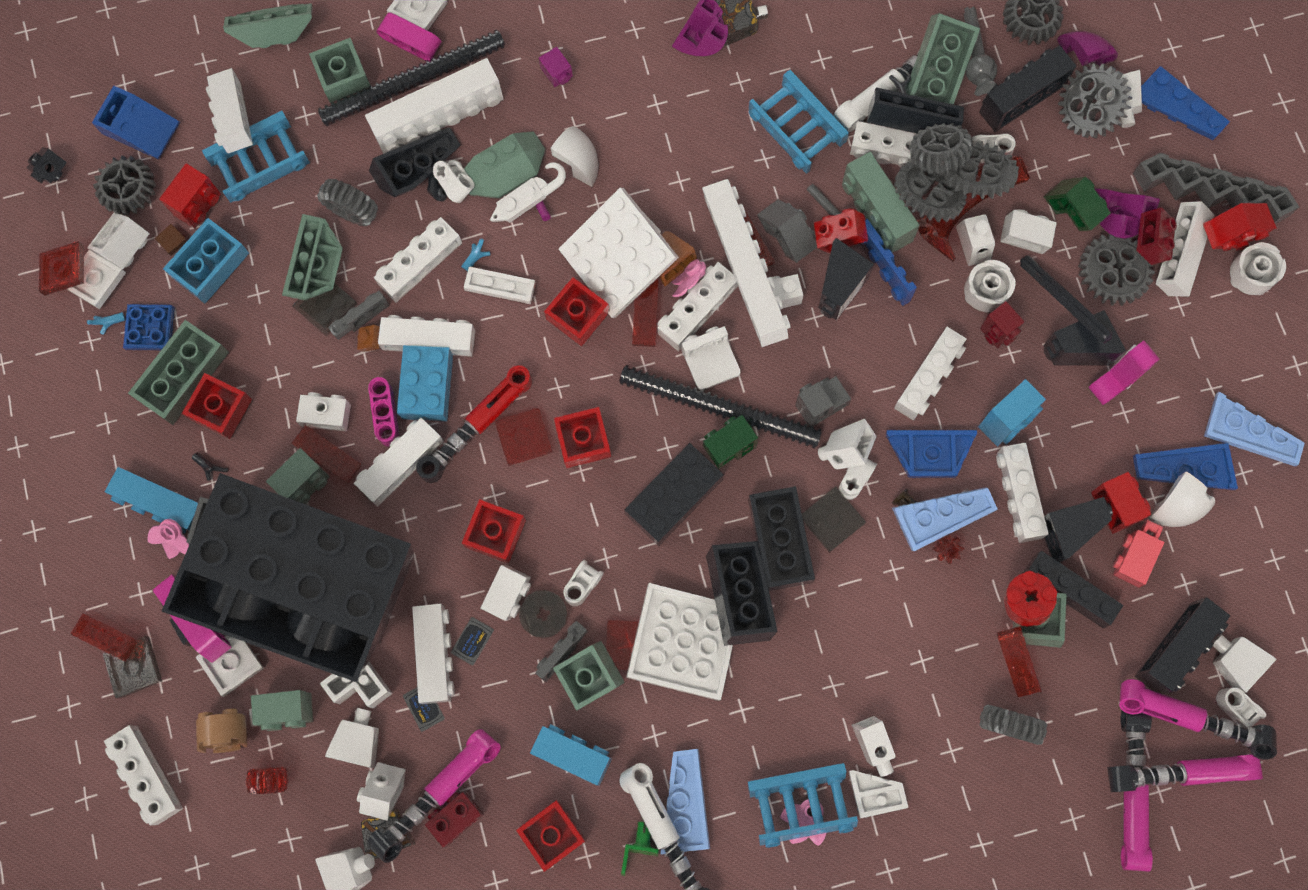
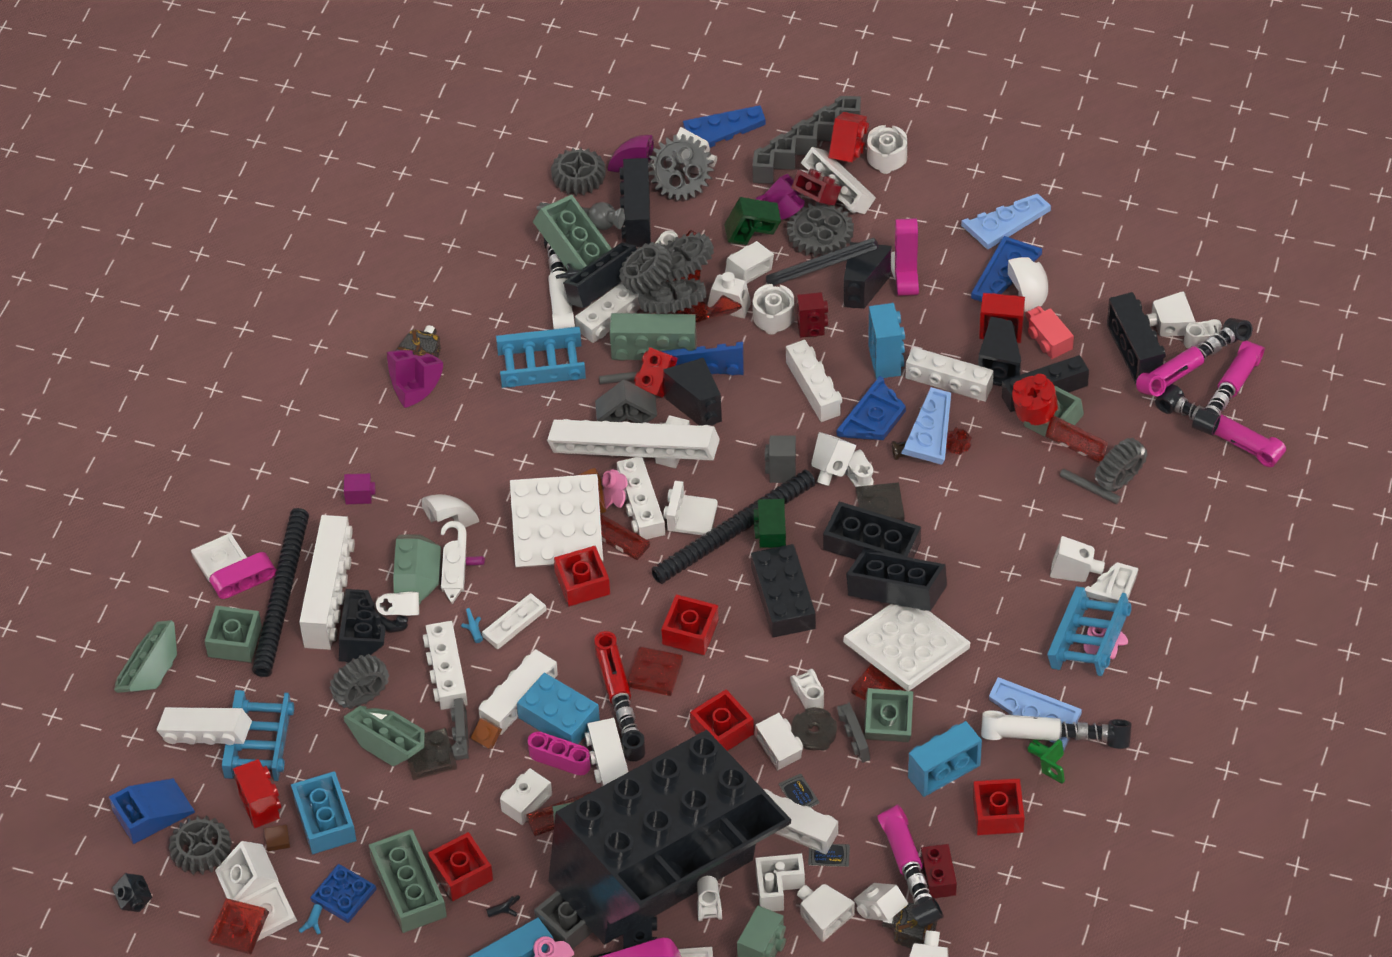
camera: 60 degrees left, 25 degrees down
(980, 698) = (1090, 486): none -> dark grey bar

